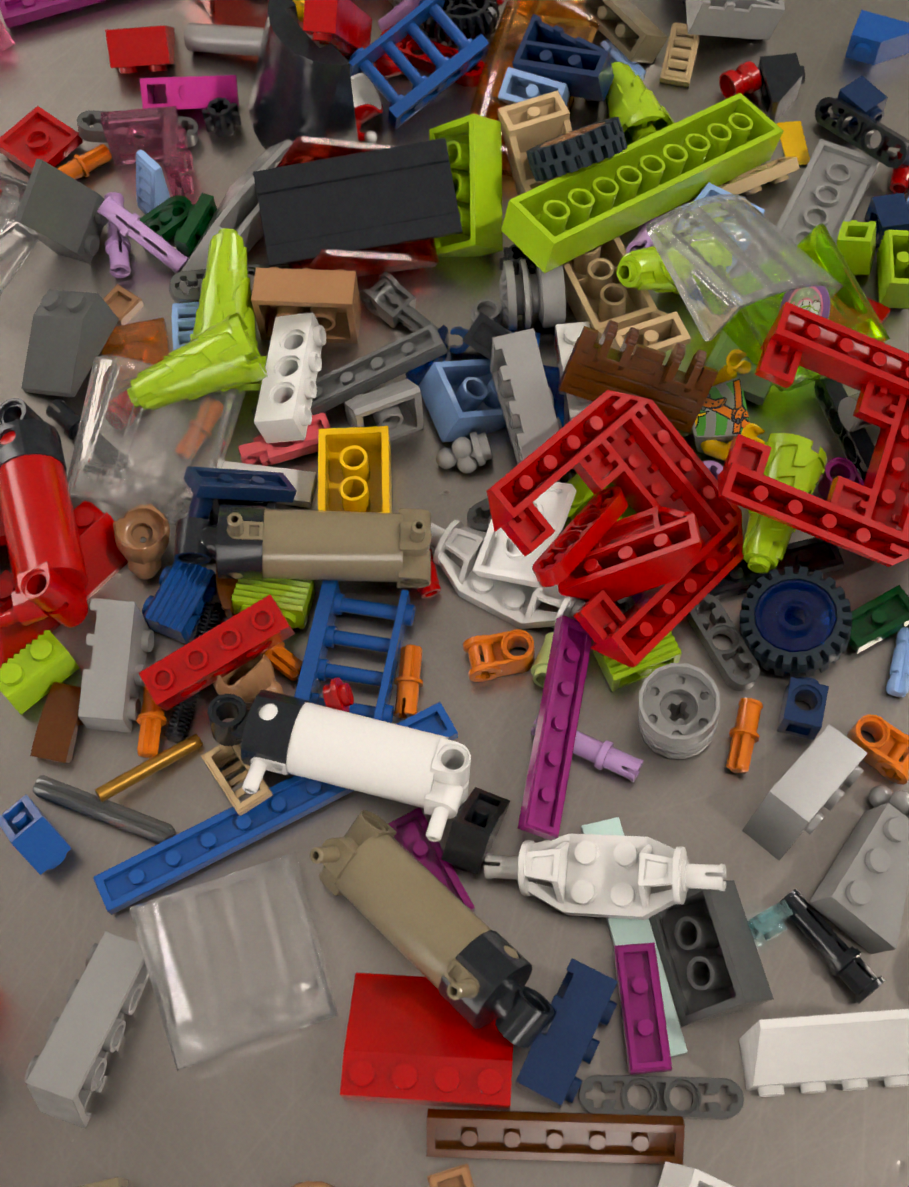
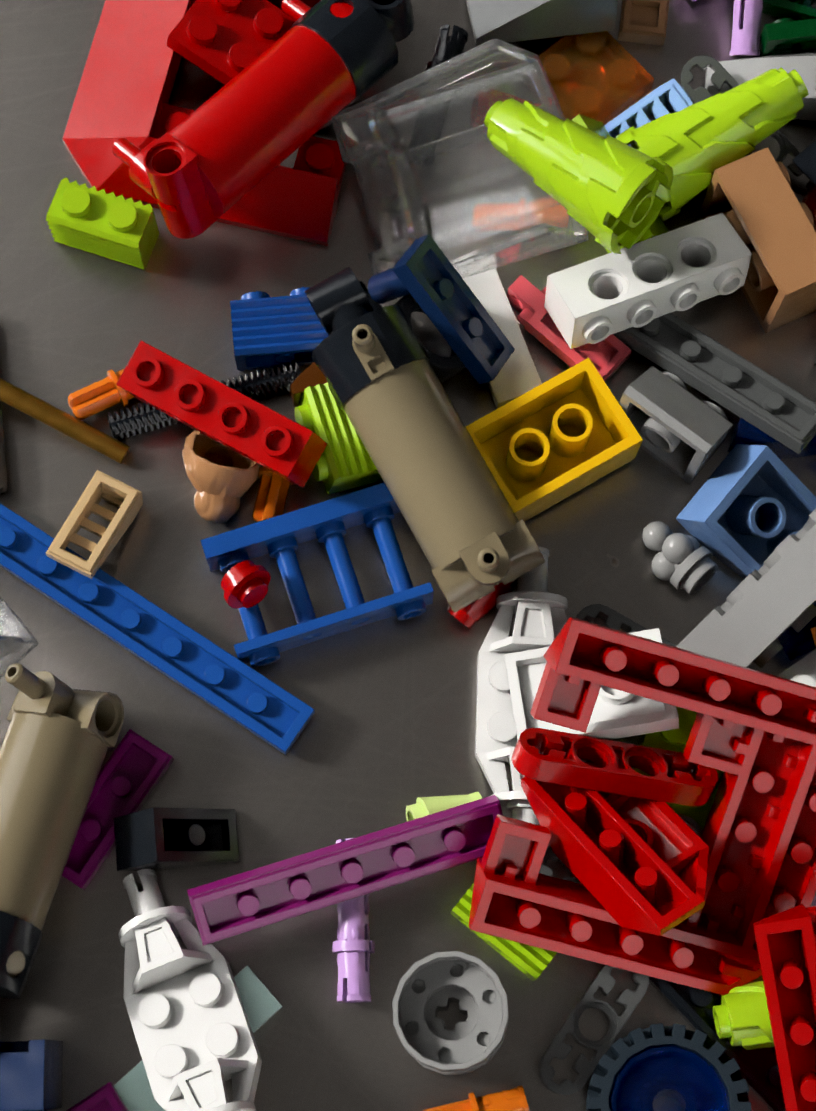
camera: 55 degrees right, 10 degrees up
(58, 724) = (64, 287): reddish brown slope -> none
(119, 653) = (159, 307): light grey wedge -> none
(139, 523) = (313, 248): medium nougat piece -> none
(345, 751) = (174, 634): white piece -> none
(408, 681) = (323, 656): orange axle -> none
(496, 654) = (409, 740): orange piece -> none

